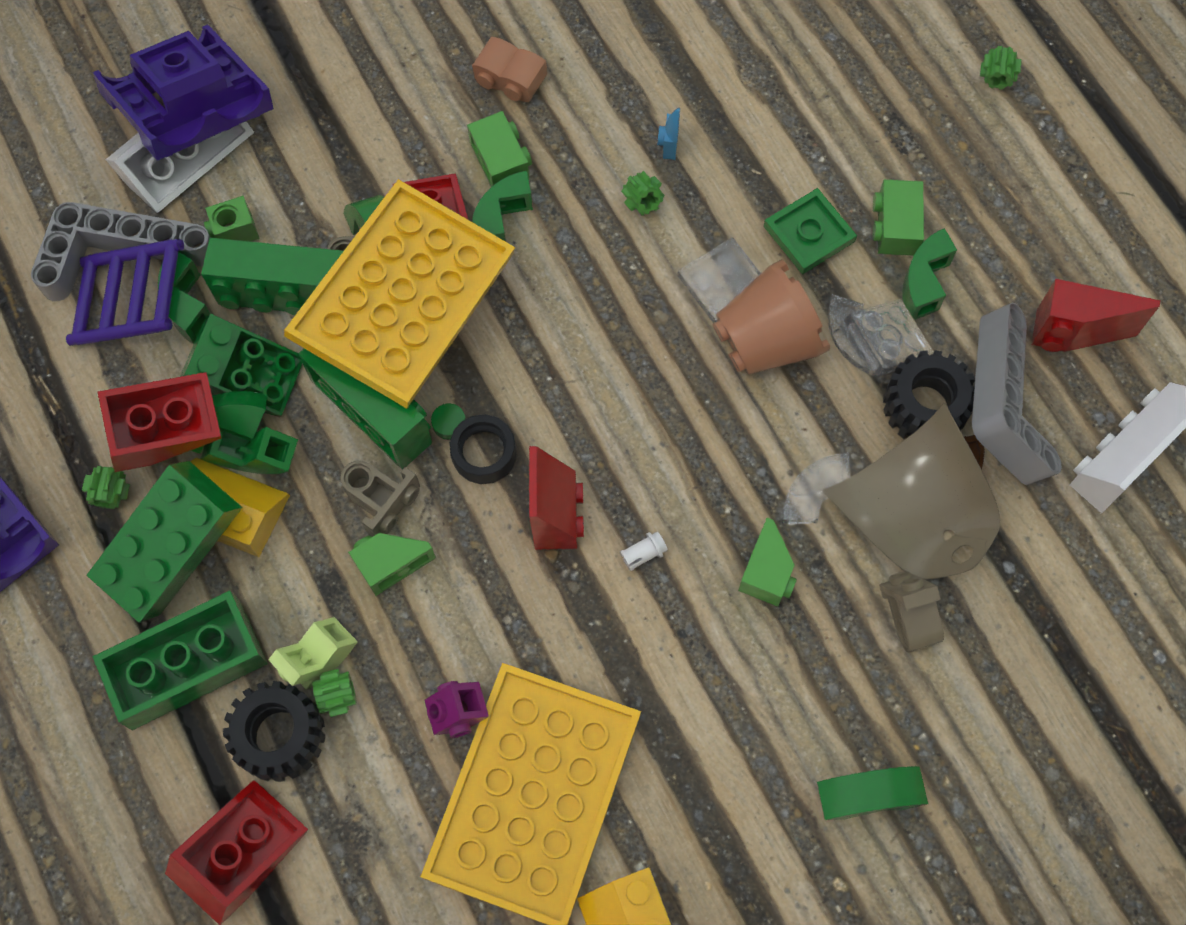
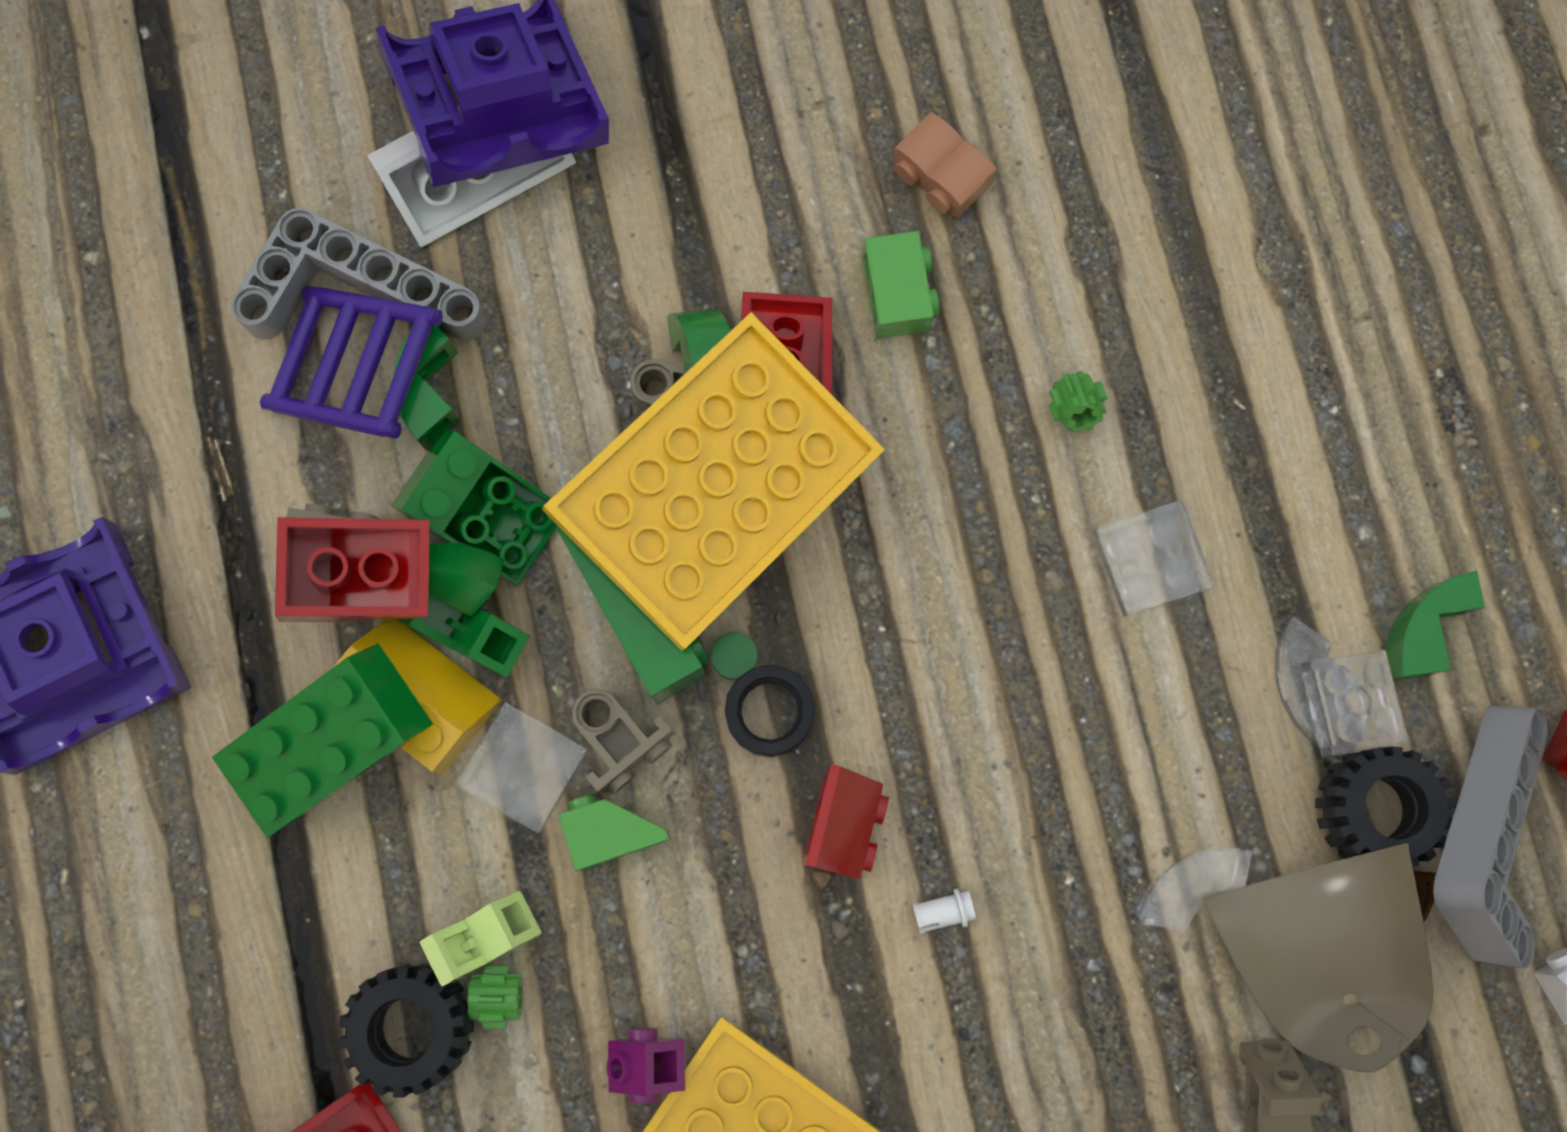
camera: 10 degrees right, 10 degrees up
(105, 487) = (263, 631): bright green gear -> none
(179, 660) = (307, 900): green brick -> none
(230, 211) = (527, 307): bright green brick -> none
(264, 274) = (547, 392): green brick -> none
(315, 533) = (522, 768): none -> clear plate
(504, 197) = (894, 354): green brick -> none
(669, 135) = (1138, 323): dark azure plate -> none
(769, 568) = (1103, 982): bright green slope -> none
(770, 323) = (1201, 649): nougat cone -> none
(810, 231) = (1289, 516): green plate -> none
(899, 217) = (1418, 531): bright green brick -> none

